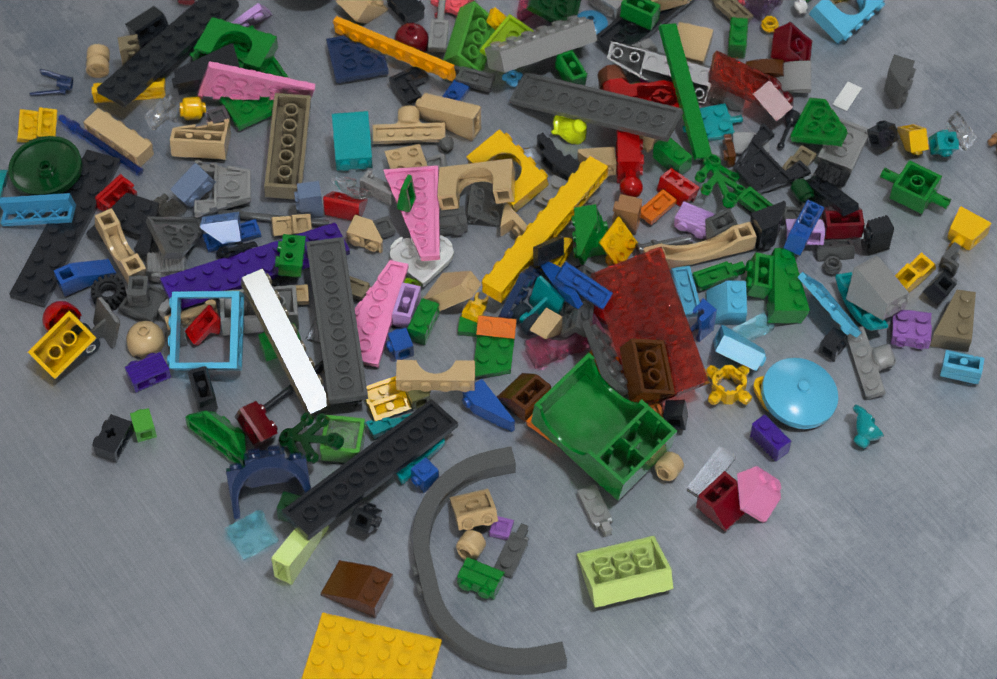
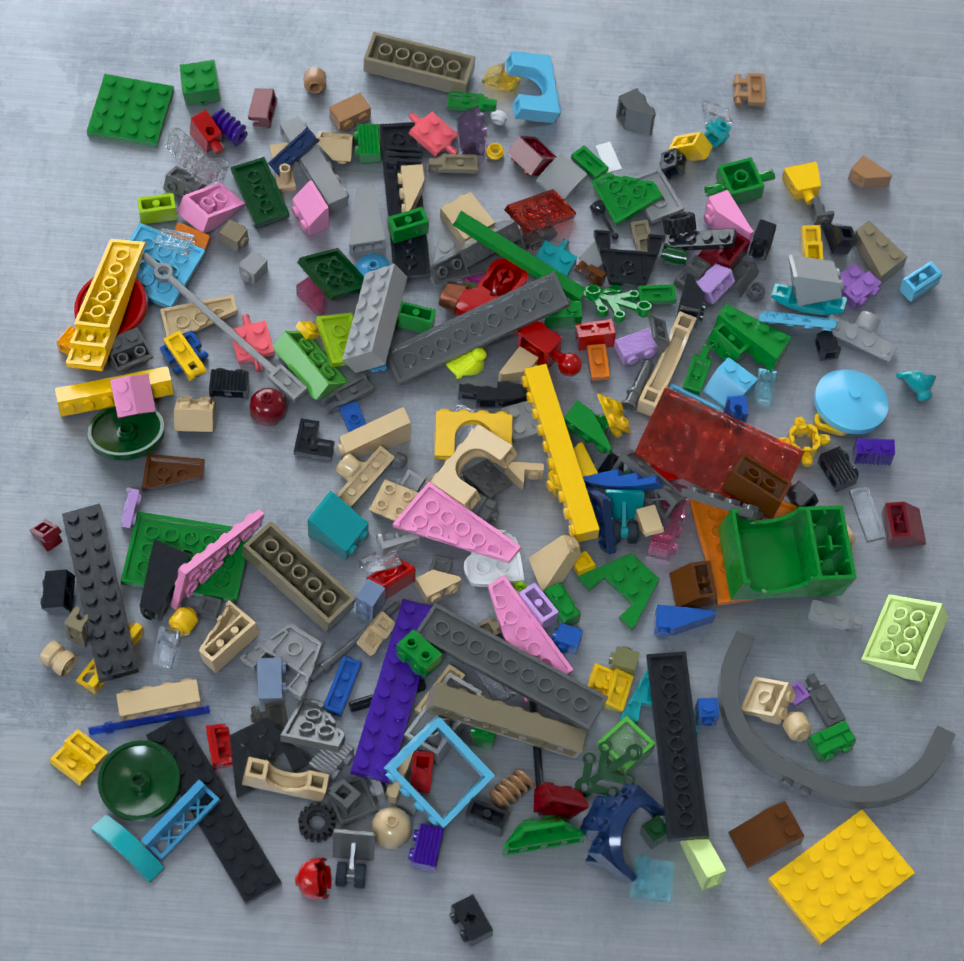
camera: 55 degrees left, 5 degrees up
(58, 349) = (349, 899): yellow slope -> none
(64, 82) = (53, 703): dark blue plant -> none
(82, 274) = (282, 830): blue slope -> none
(143, 425) = (479, 886): bright green brick -> none
(220, 33) = (170, 519): green arch -> none
(223, 227) = (336, 684): slope -> none
(237, 248) = (368, 689): black pin -> none
(240, 391) = (509, 788): none -> medium nougat piece
(303, 22) = (171, 470): none -> reddish brown wing
(354, 60) = (247, 464): dark blue plate -> none
(366, 518) = (714, 783): black brick -> none
(394, 48) = (269, 425): light orange plate -> none
(407, 195) = (444, 525): green slope -> none
(458, 378) = (615, 652): tan arch -> none
(496, 326) = (615, 557): orange plate -> none
(548, 250) = (587, 466): black plate -> none
(583, 285) = (648, 467): blue tile -> none
(629, 210) = (591, 384): medium nougat brick -> none
(729, 423) = (838, 468): none -> black brick
(738, 37) = (490, 182): green brick -> none
(738, 348) = (778, 410): medium azure slope -> none
(758, 493) = (919, 495): bright pink slope -> none
(771, 67) = (536, 185): reddish brown slope -> none
(774, 98) = (576, 203): slope -> none
(803, 227) = (722, 282): blue slope -> none
(826, 85) = (589, 162): none -> green plate
(871, 193) = (724, 214): none -> bright pink slope

